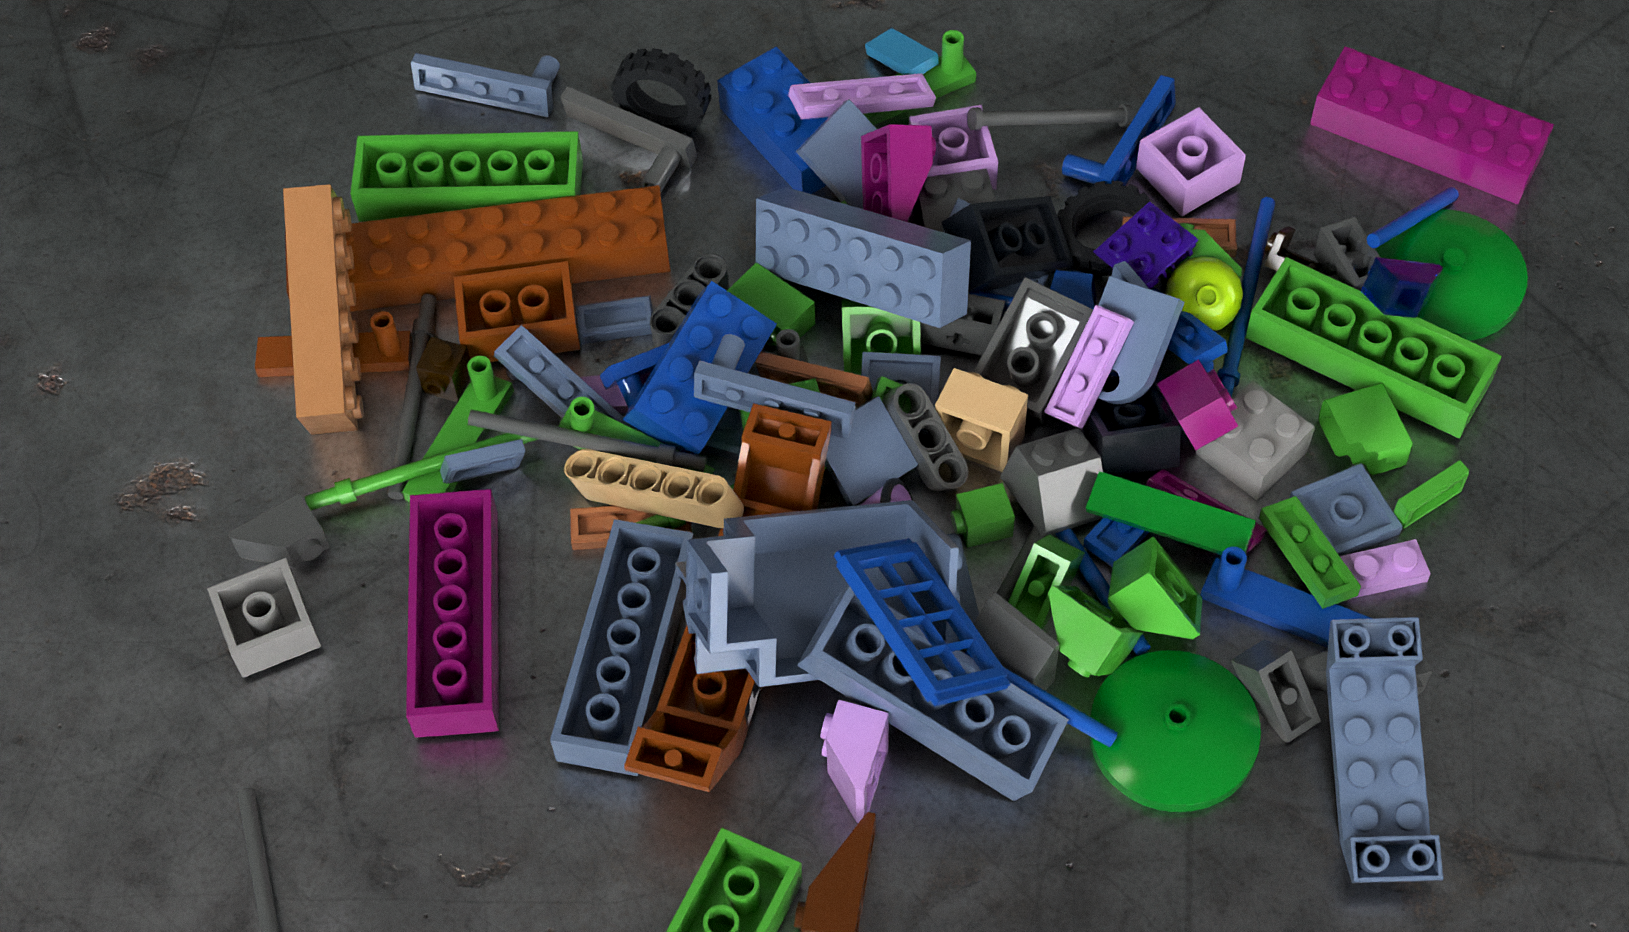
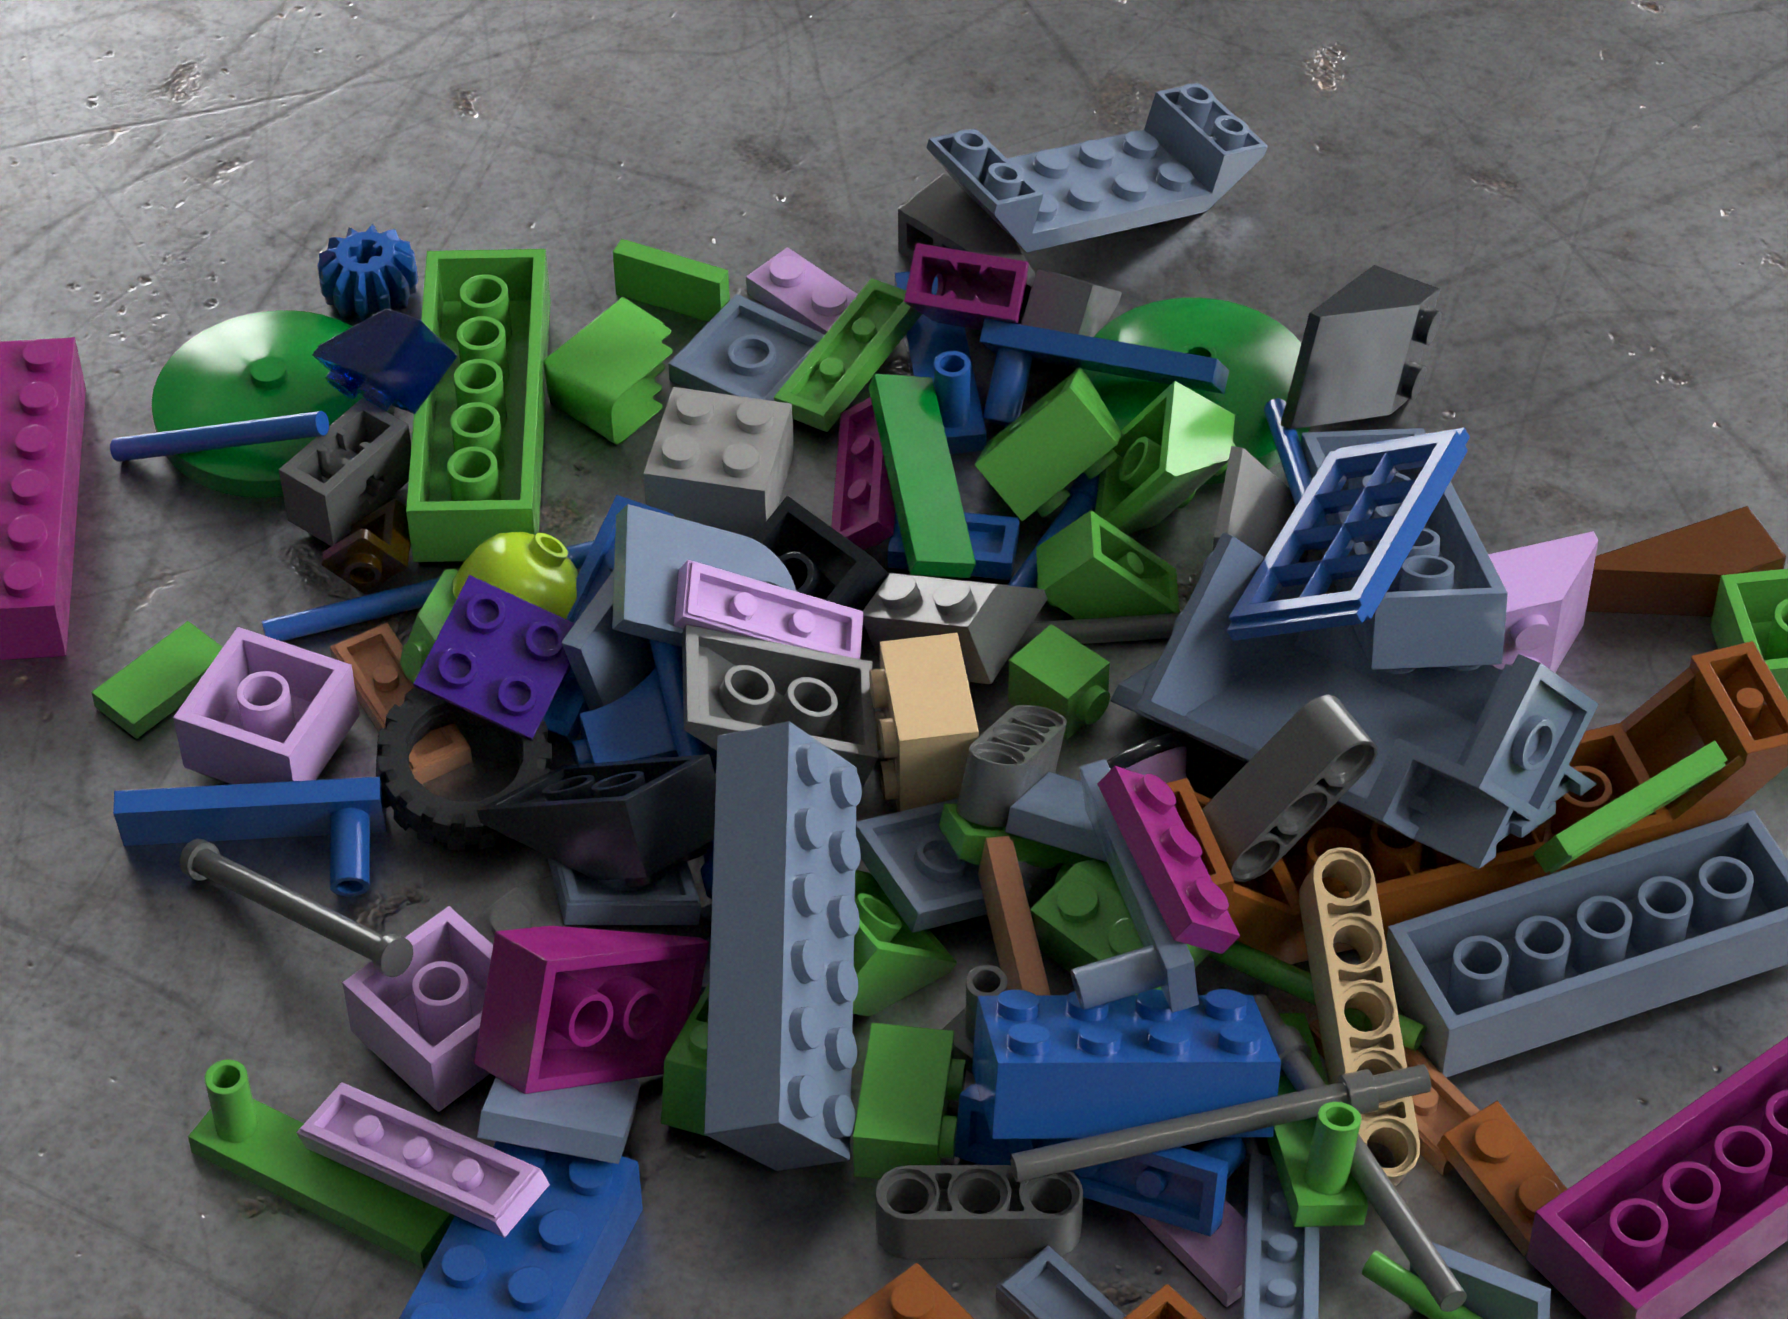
camera: 125 degrees left, 10 degrees down
(538, 527) = (1502, 1170): none -> dark orange plate
(605, 443) = (1355, 1088): none -> dark grey bar
(664, 671) = (1630, 808): none -> bright green tile
(763, 398) = (1169, 859): none -> magenta plate
(779, 493) = (1288, 786): none -> dark grey beam
(901, 53) = (254, 1203): dark azure tile -> none
(1111, 789) = (1363, 350): none -> slope
(1185, 668) = (1020, 344): none -> blue piece
(1199, 403) = (742, 482): magenta brick -> none
(1262, 148) = (157, 680): none -> bright green tile
(1297, 607) = (968, 286): none -> magenta torso
(1528, 351) = (367, 272): none -> blue gear

